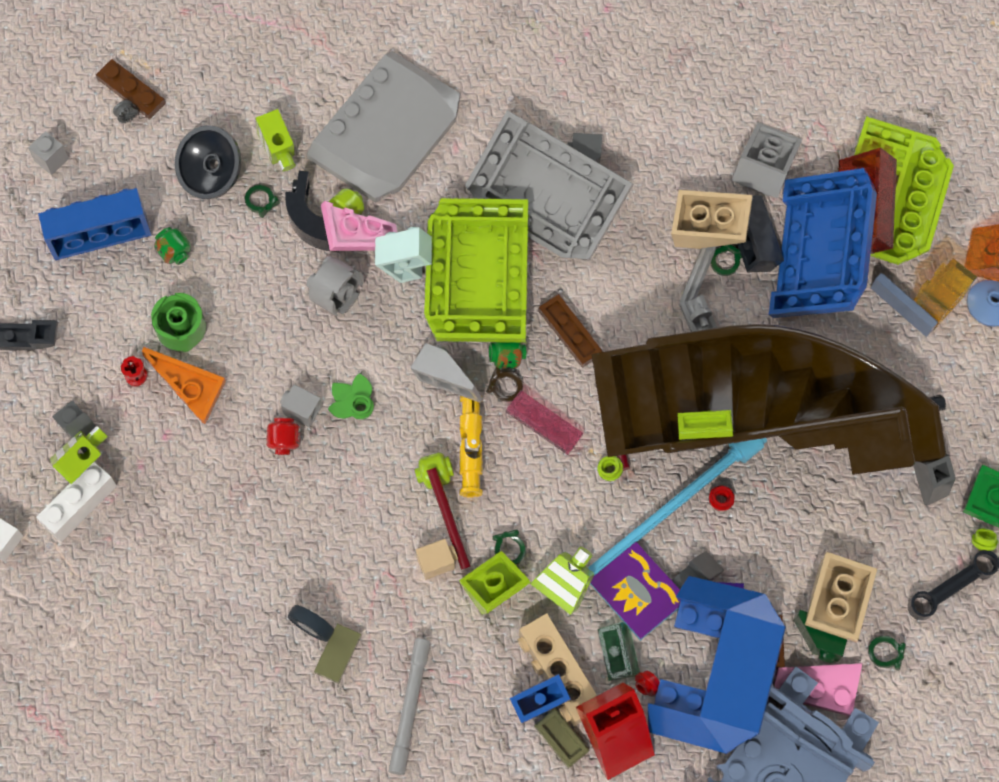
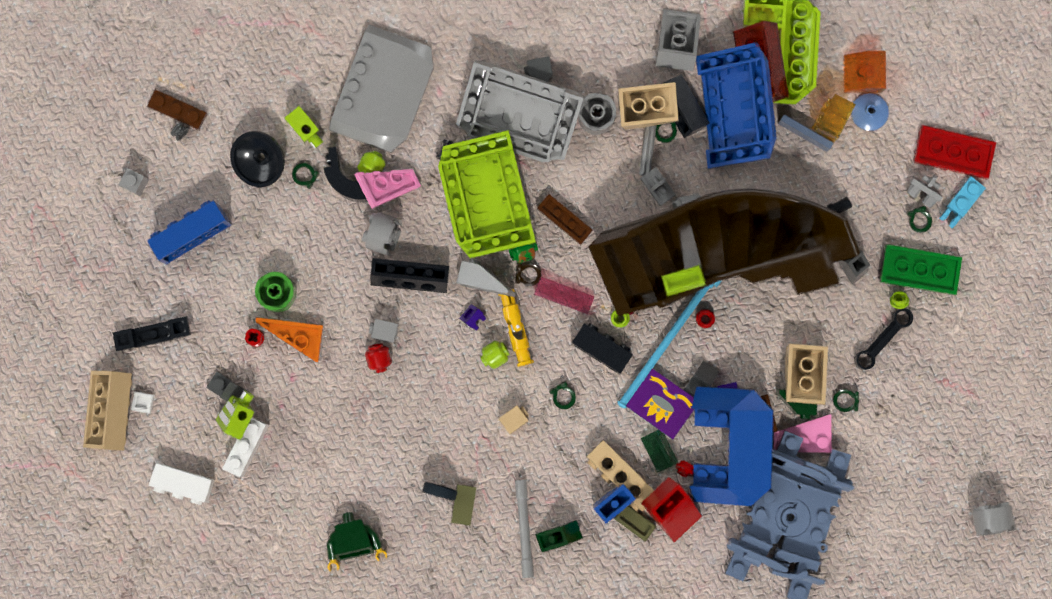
camera: 15 degrees left, 15 degrees up
(172, 246) = (251, 232): green head -> none
(174, 657) = (352, 540): none -> dark green torso
(349, 397) = (416, 314): bright green plate -> none
(353, 345) = (409, 275): none -> black brick
(404, 253) = (427, 196): light aqua brick -> none
(417, 416) = (471, 316): none -> dark purple tile
(448, 518) = (514, 387): dark red bar -> none
(453, 727) = (559, 536): none -> dark green slope
(493, 582) = (560, 427): lime slope -> none
(566, 579) = (610, 411): lime torso -> none
(576, 499) = (602, 348): none -> black brick
(644, 215) = (598, 103): none -> light grey brick

